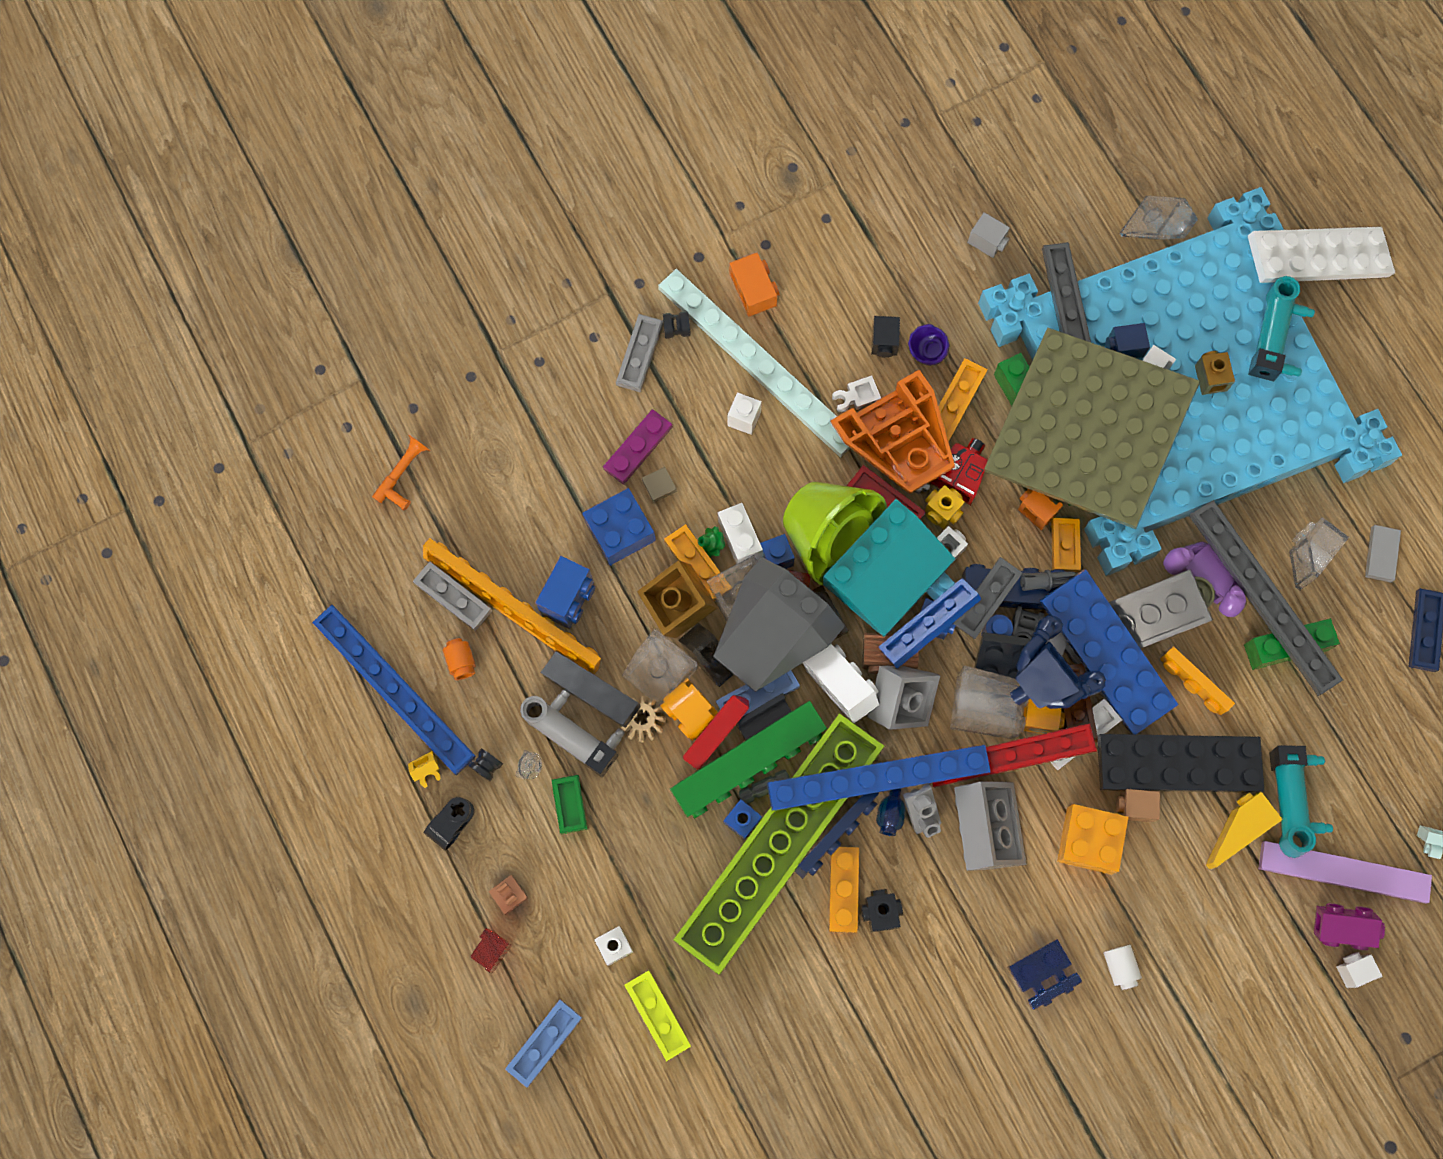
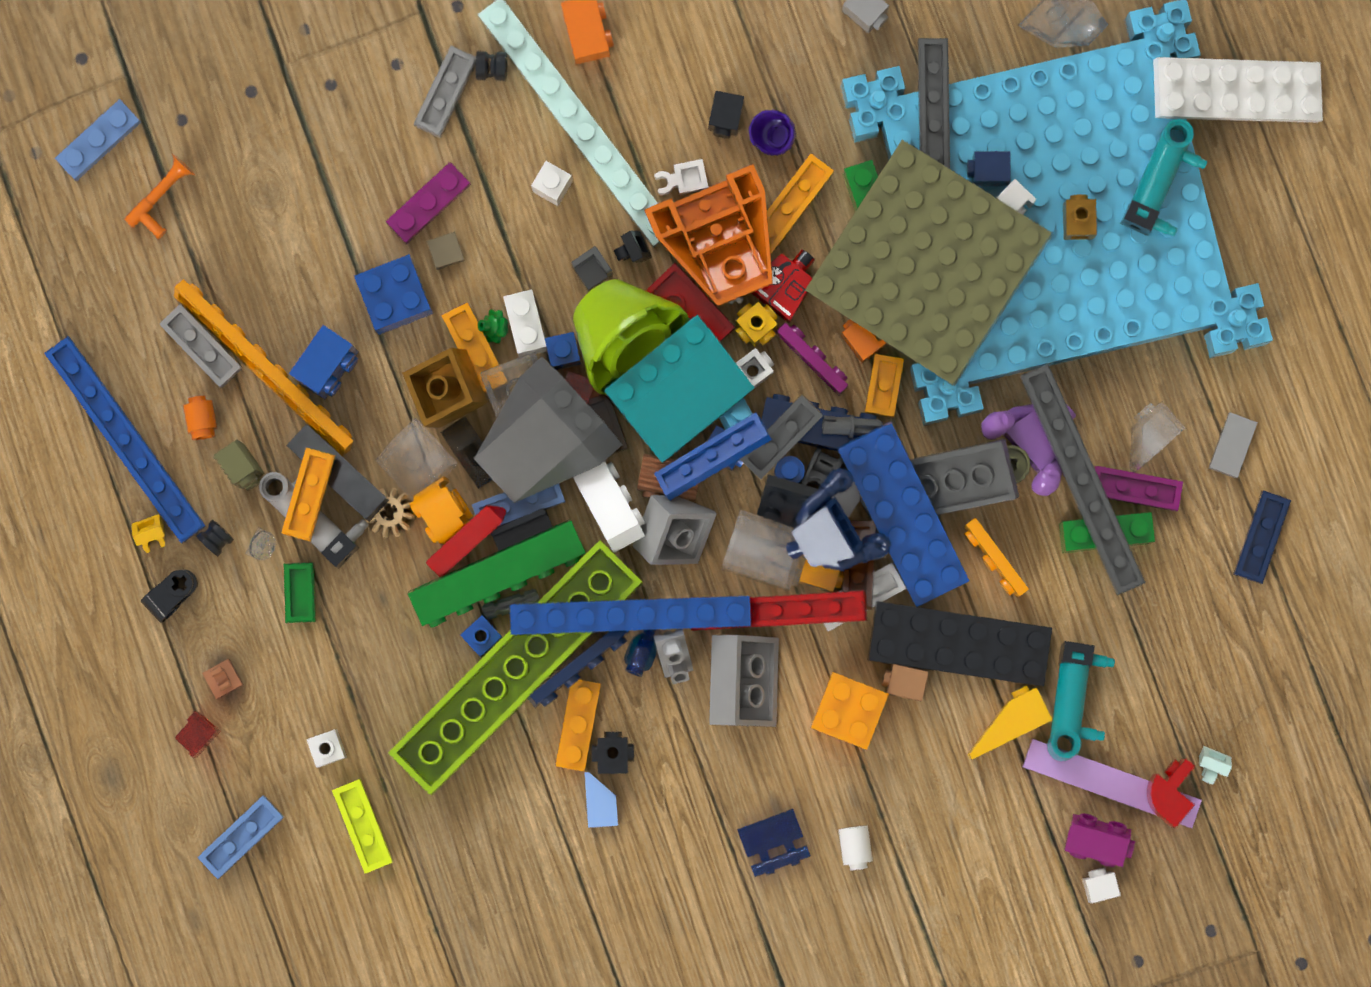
camera: 10 degrees right, 10 degrees up
(341, 434) = (97, 140): none -> medium blue plate
(500, 694) = (239, 465): none -> olive brick
(566, 711) = (308, 494): none -> light orange tile
(790, 479) = (592, 268): none -> dark grey panel
(824, 458) = (633, 248): none -> black tile
(877, 960) = (600, 803): none -> light blue tile
(999, 530) = (813, 357): none -> magenta plate
(1318, 602) = (1140, 488): none -> magenta plate
(1399, 874) = (1164, 796): none -> red brick

